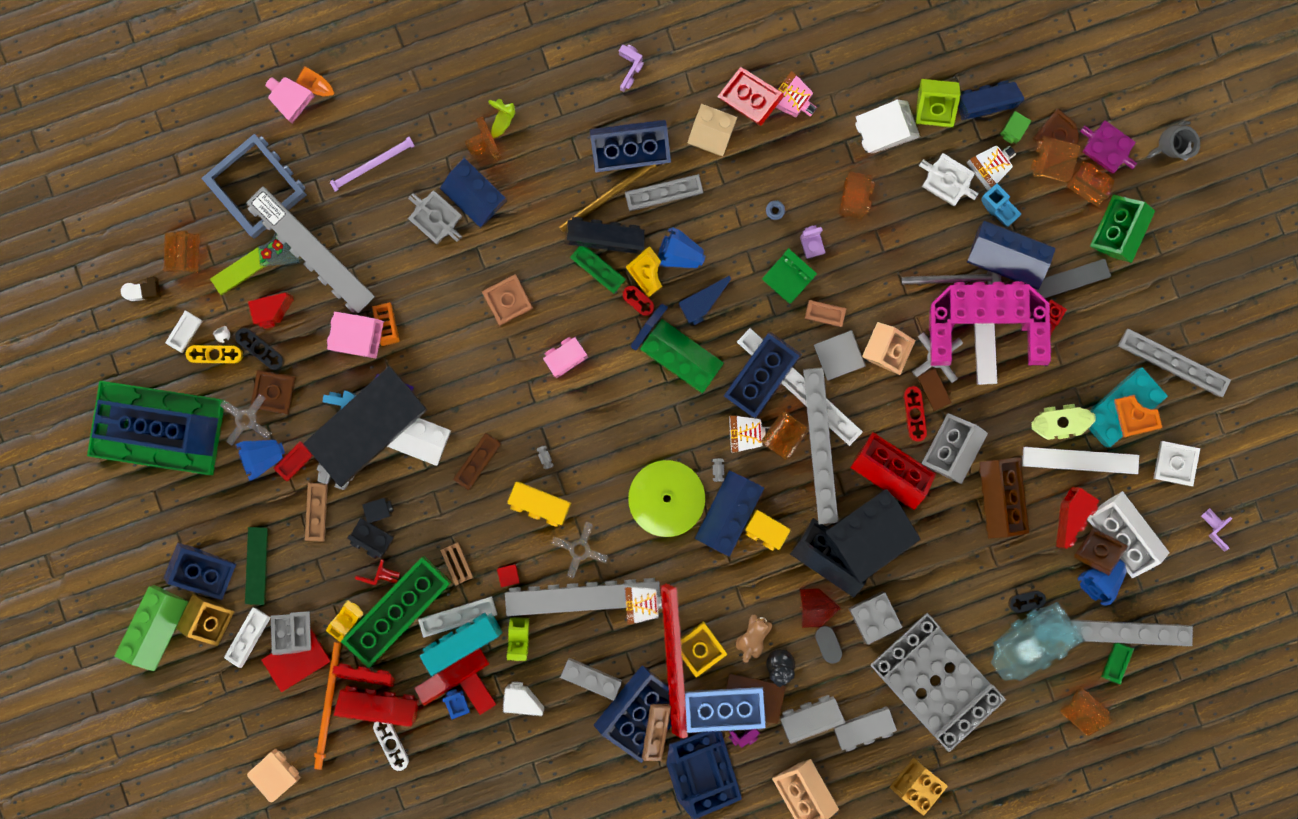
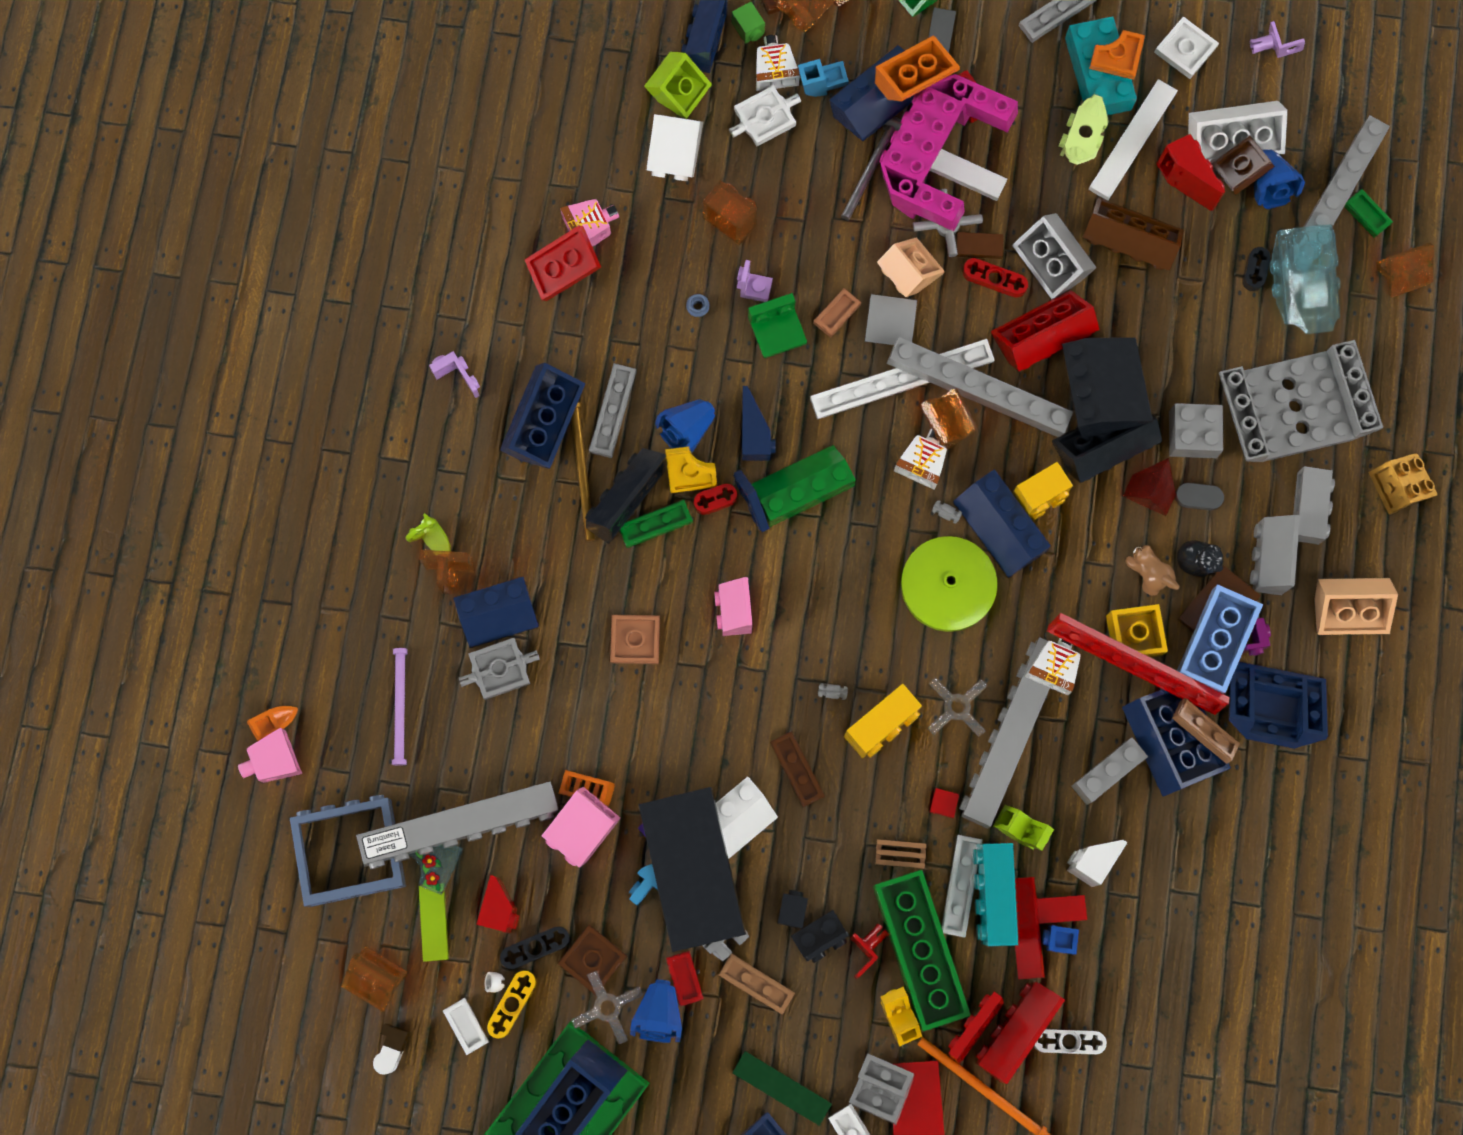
camera: 60 degrees left, 10 degrees down
(712, 130) = (574, 323): tan slope -> none
(762, 375) = (870, 406): dark blue brick -> none
(1035, 272) = (914, 70): none -> orange slope

